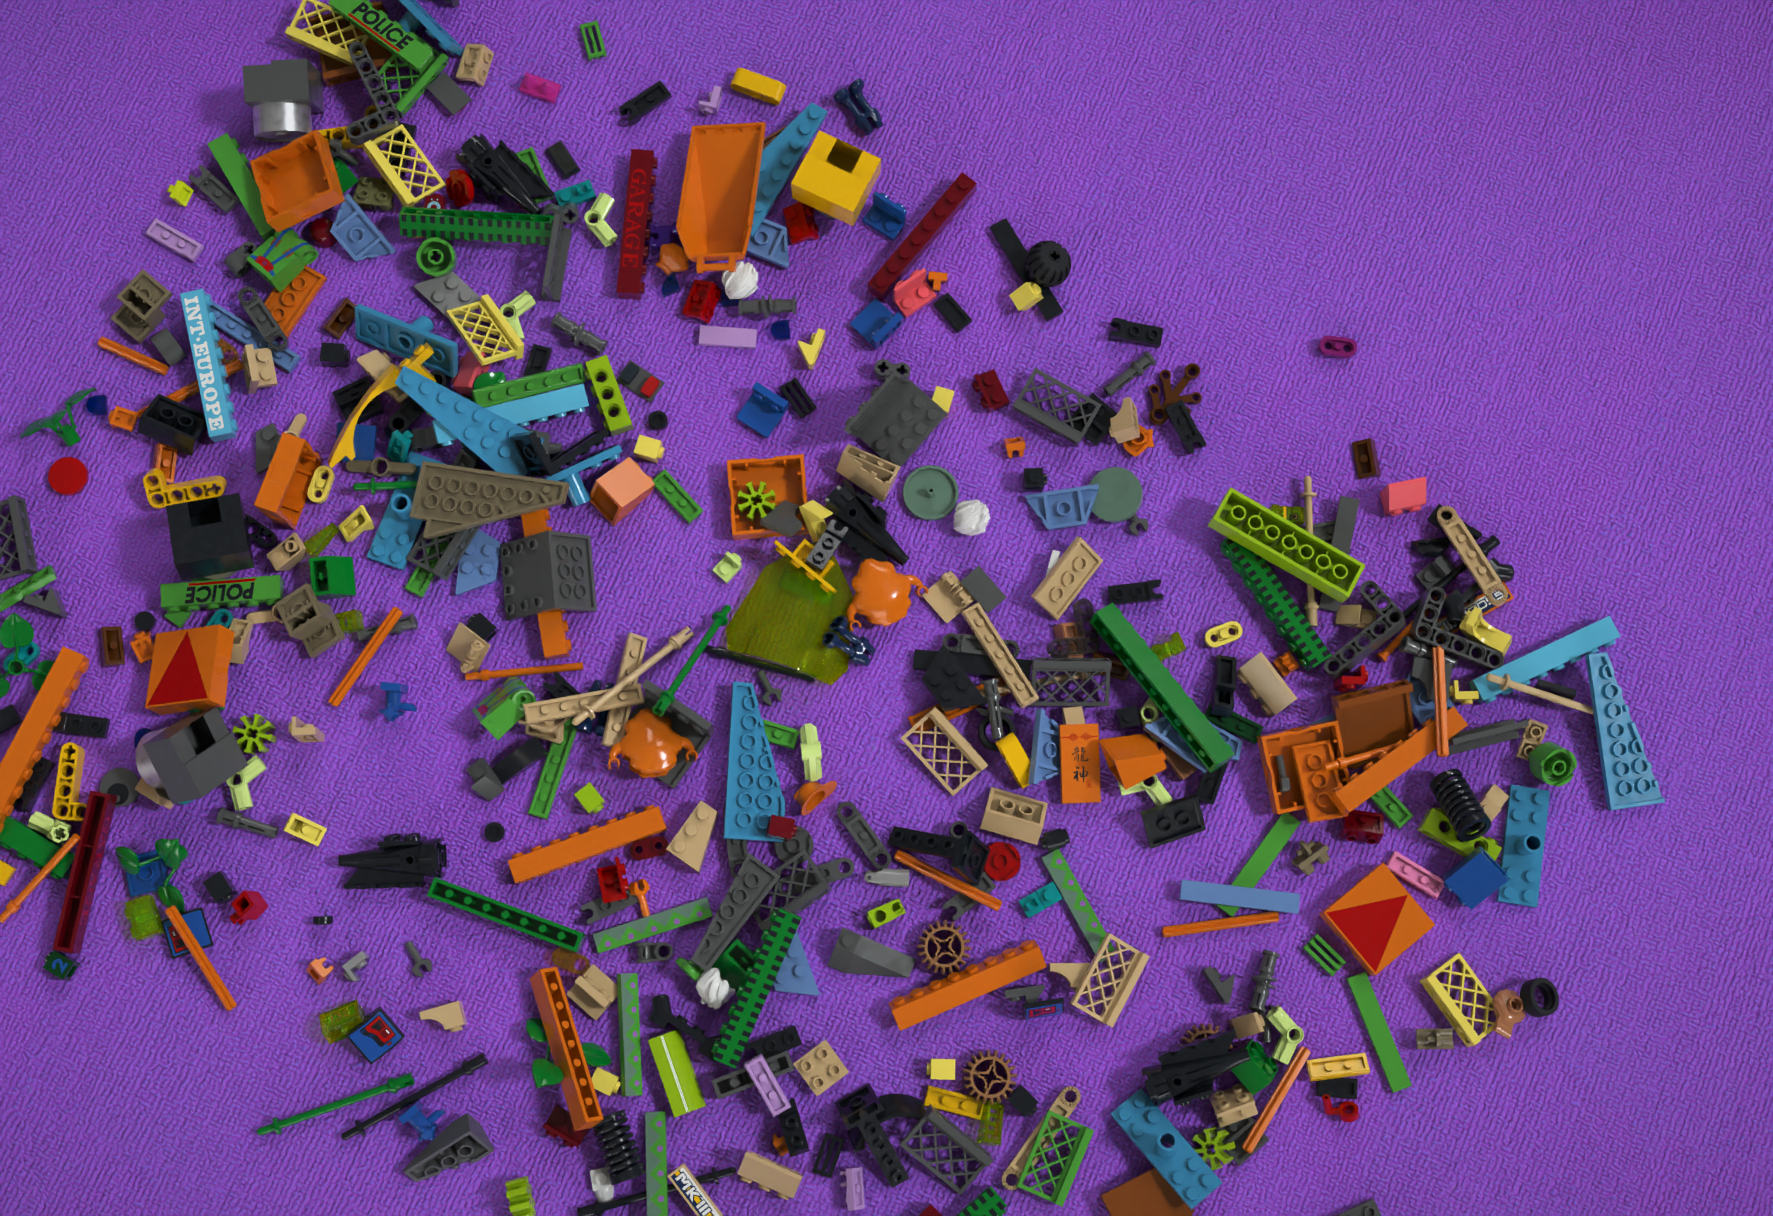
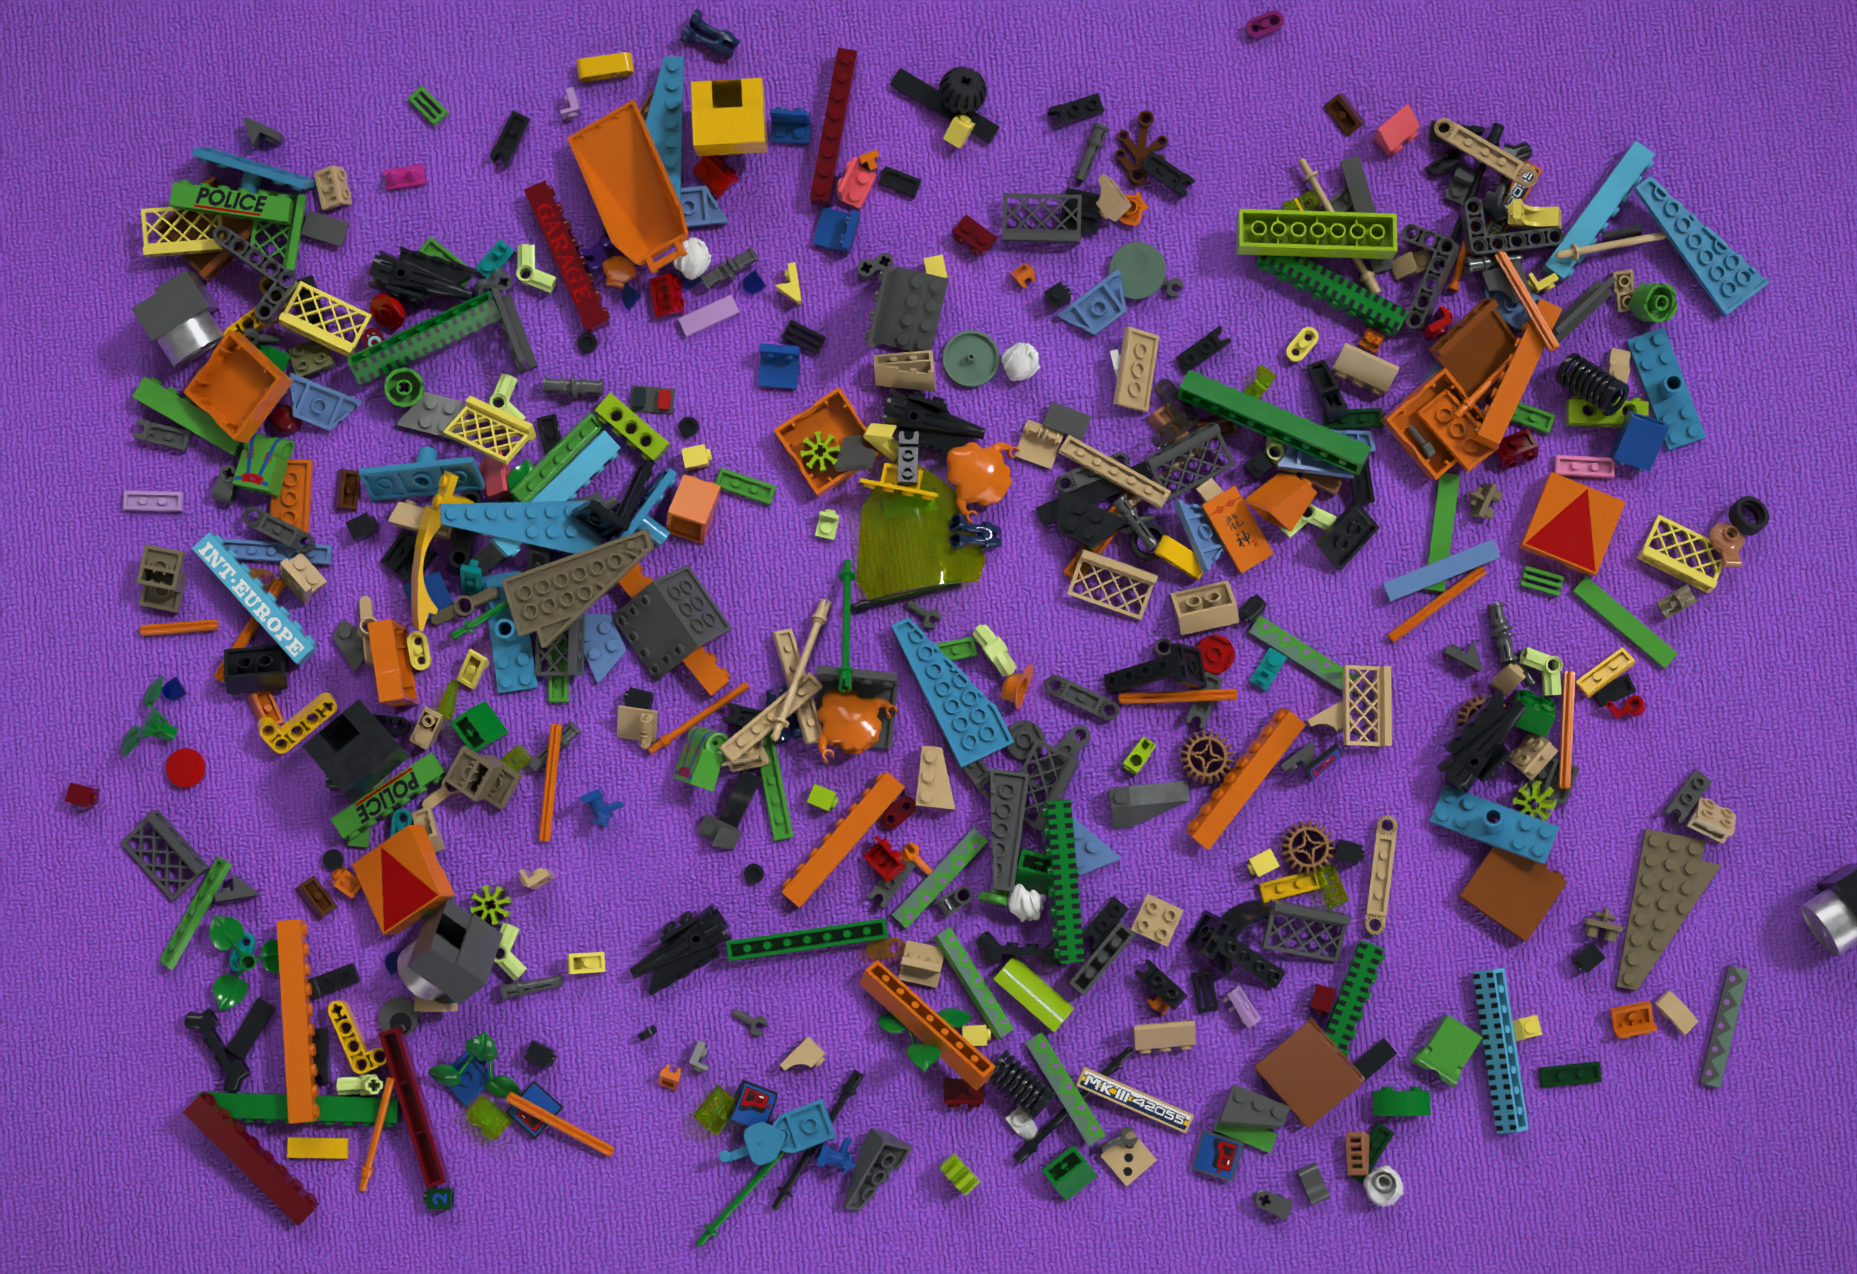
camera: 15 degrees left, 5 degrees up
(123, 418) = (206, 689): orange bracket -> none
(168, 347) = (207, 601): dark grey axle -> none
(180, 193) = (133, 455): neon yellow tile -> none
(248, 906) = (575, 1057): red brick -> none
(409, 1078) = (804, 1128): none -> dark azure plate
(563, 159) = (464, 233): pearl dark grey tile -> none
(613, 304) = (587, 343): none -> black tile
(767, 1085) = (1120, 960): lavender tile -> none
(781, 828) = (1006, 731): dark red brick -> none
(889, 877) = (1124, 722): light grey piece -> none
(1070, 1166) = (1419, 880): bright green fence -> none

